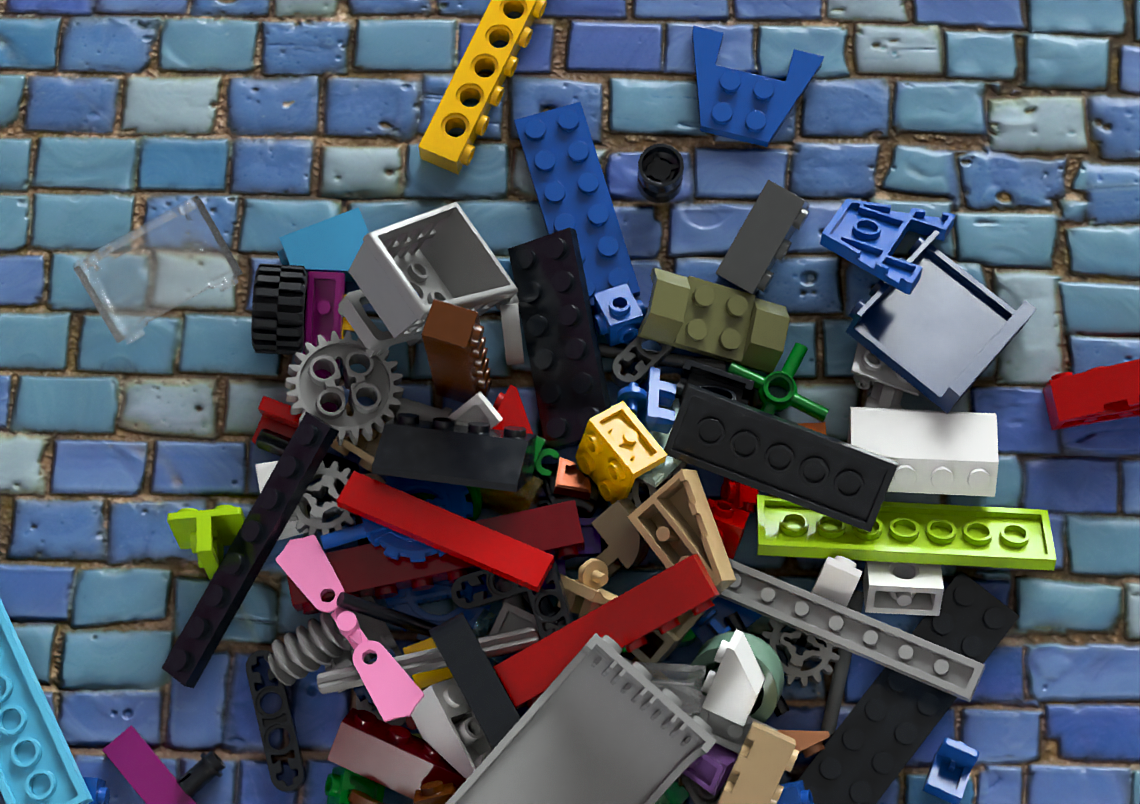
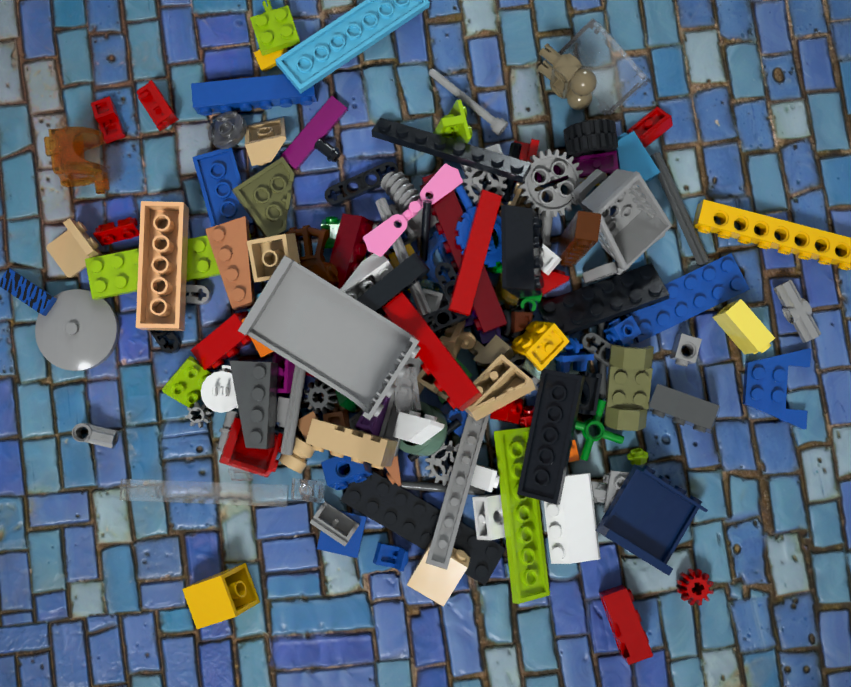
camera: 85 degrees right, 10 degrees up
(167, 328) = (568, 77): none -> dark tan piece
(216, 465) = (498, 125): none -> light grey piece
(273, 209) = (652, 126): none -> red slope
(427, 188) = (679, 210): none -> dark grey axle
(628, 35) = (797, 311): none -> light grey piece
(643, 121) = (744, 328): none -> light yellow brick
(658, 206) = (691, 343): none -> light grey brick
(662, 165) = (714, 342): black wheel -> none
(832, 326) = (637, 456): none -> lime plate
(871, 233) = (698, 470): blue wing -> none
(1002, 697) = (438, 582): none -> tan brick
(1051, 280) = (700, 591): none -> red gear

